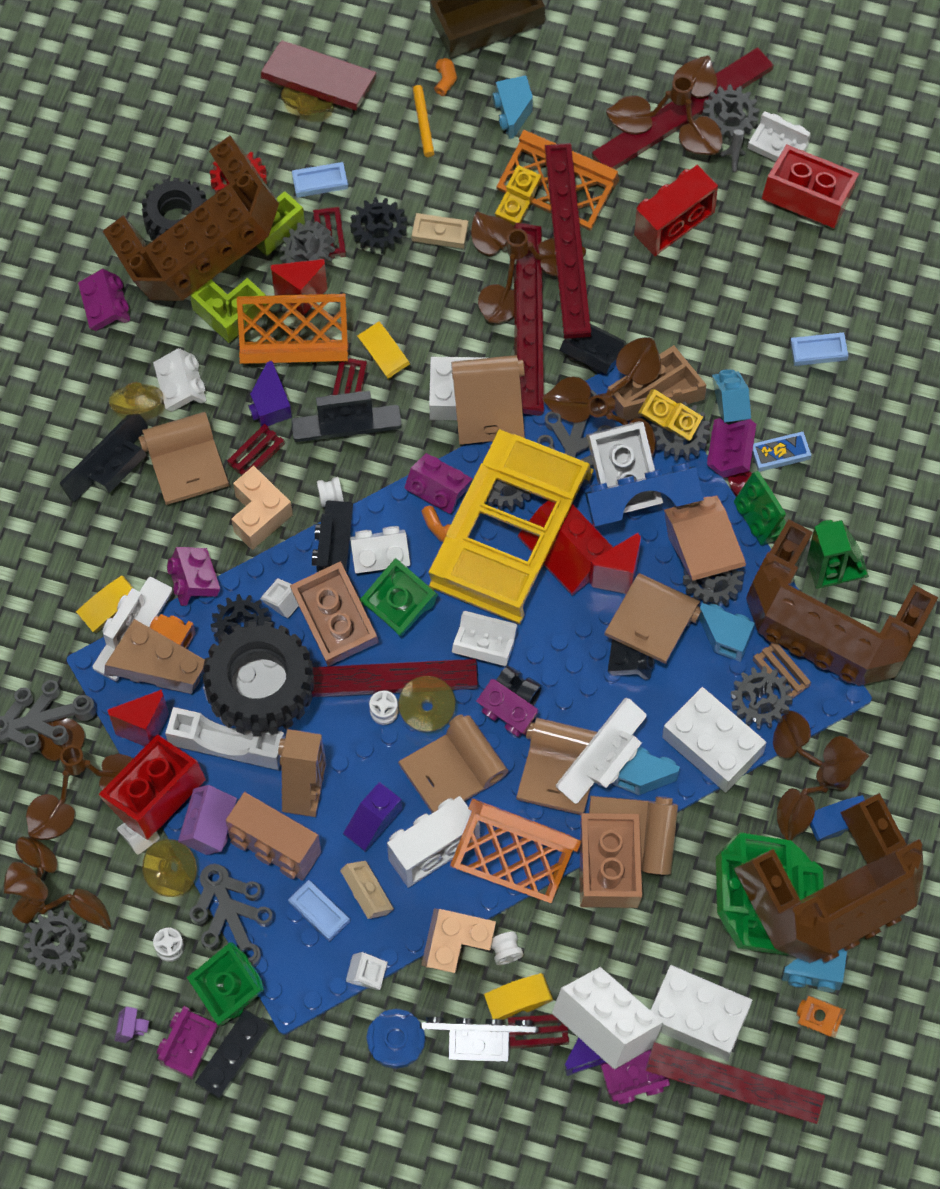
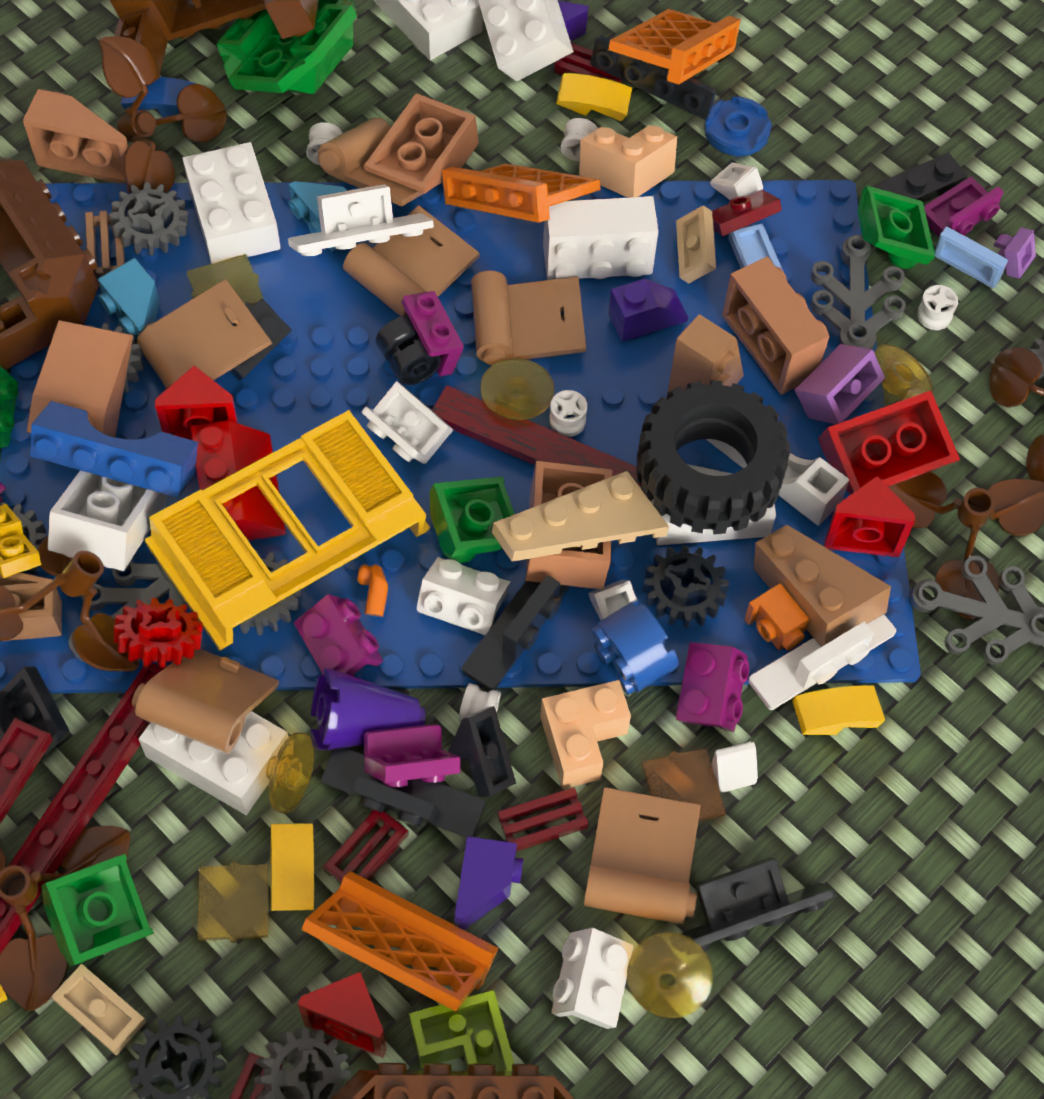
camera: 155 degrees left, 5 degrees down
(157, 539) = (735, 766): none -> white slope
(160, 1000) = (970, 257): none -> light blue tile
(182, 518) = (686, 779): none -> clear orange piece
(251, 559) = (635, 646): none -> blue brick
(307, 459) = (484, 746): none -> black slope
(320, 602) = (582, 518): none -> tan wing
(347, 938) = (744, 211): none -> dark red plate
(349, 429) = (407, 755): none -> magenta bracket
(394, 444) = (352, 706): none -> dark purple cone
(406, 322) = (233, 902): none -> clear yellow piece
(415, 389) = (290, 772): none -> clear yellow dish
(452, 1063) = (679, 43): none -> orange fence
(473, 268) = (95, 910): none -> green slope
(542, 403) = (158, 632): none -> red gear
(676, 683) = (235, 270): none -> clear yellow piece
(690, 839) = (318, 135): none -> white wheel
(870, 728) = (73, 138): none -> nougat slope

